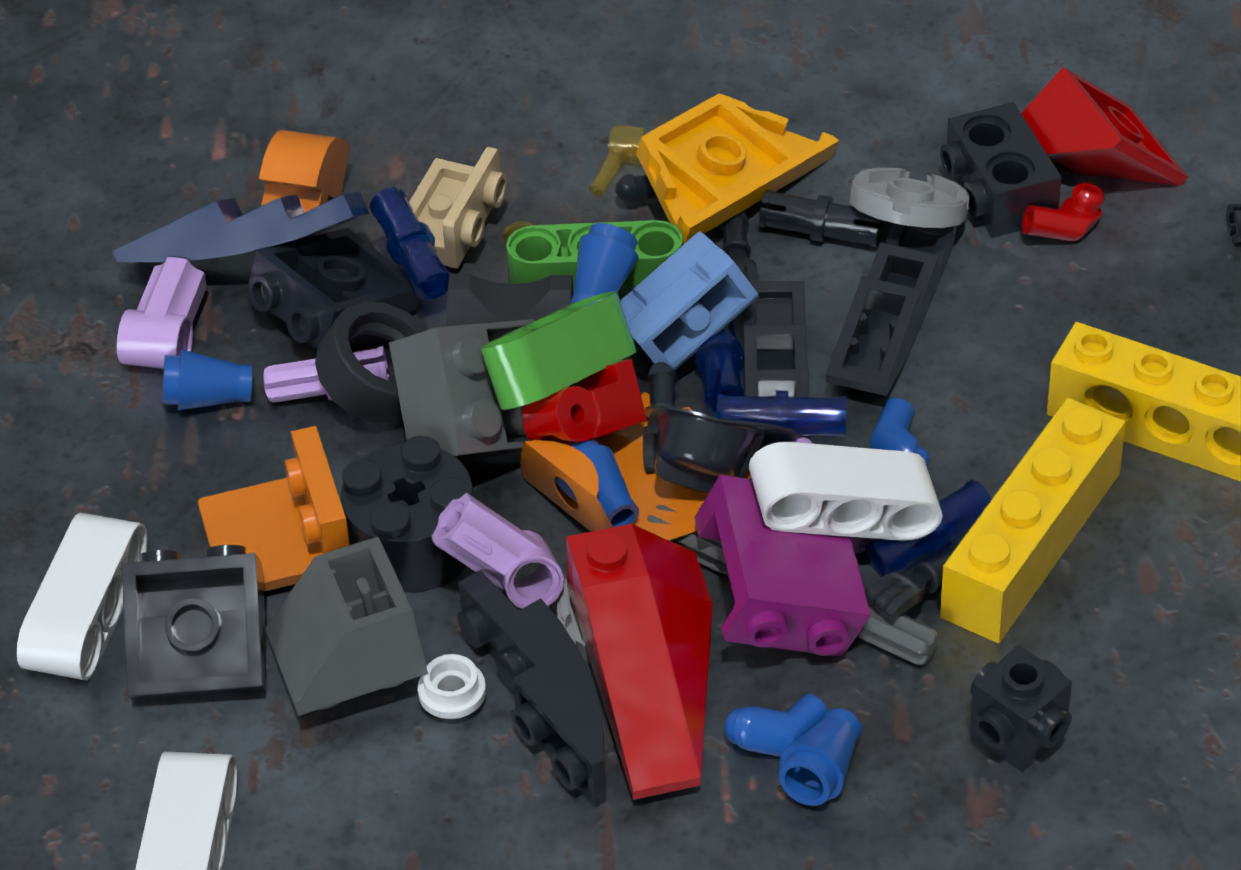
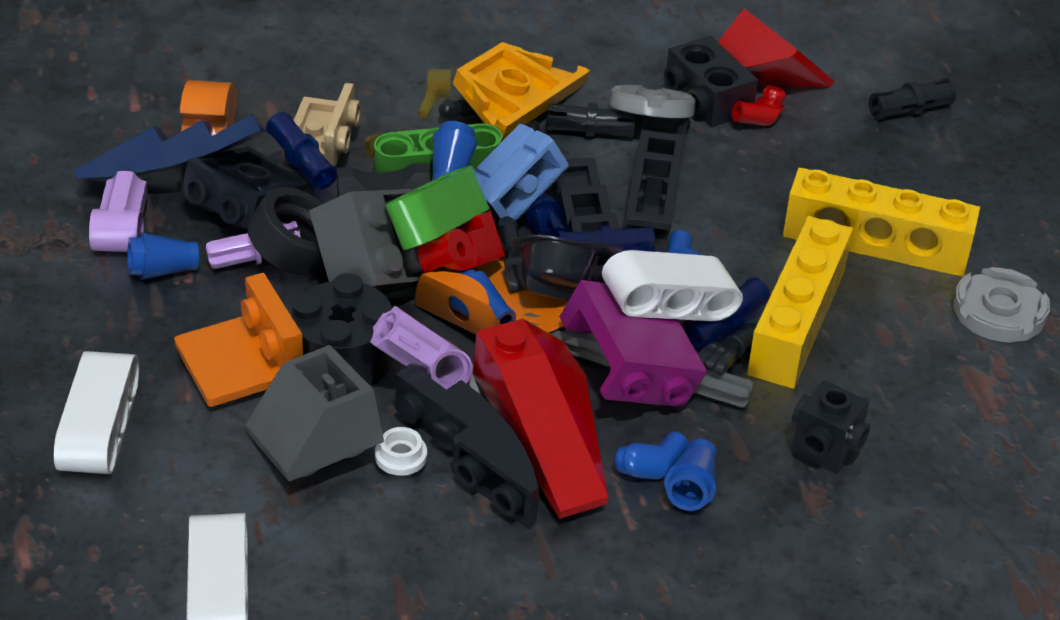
camera: 15 degrees left, 5 degrees down
(194, 623) = (193, 422): black plate -> none

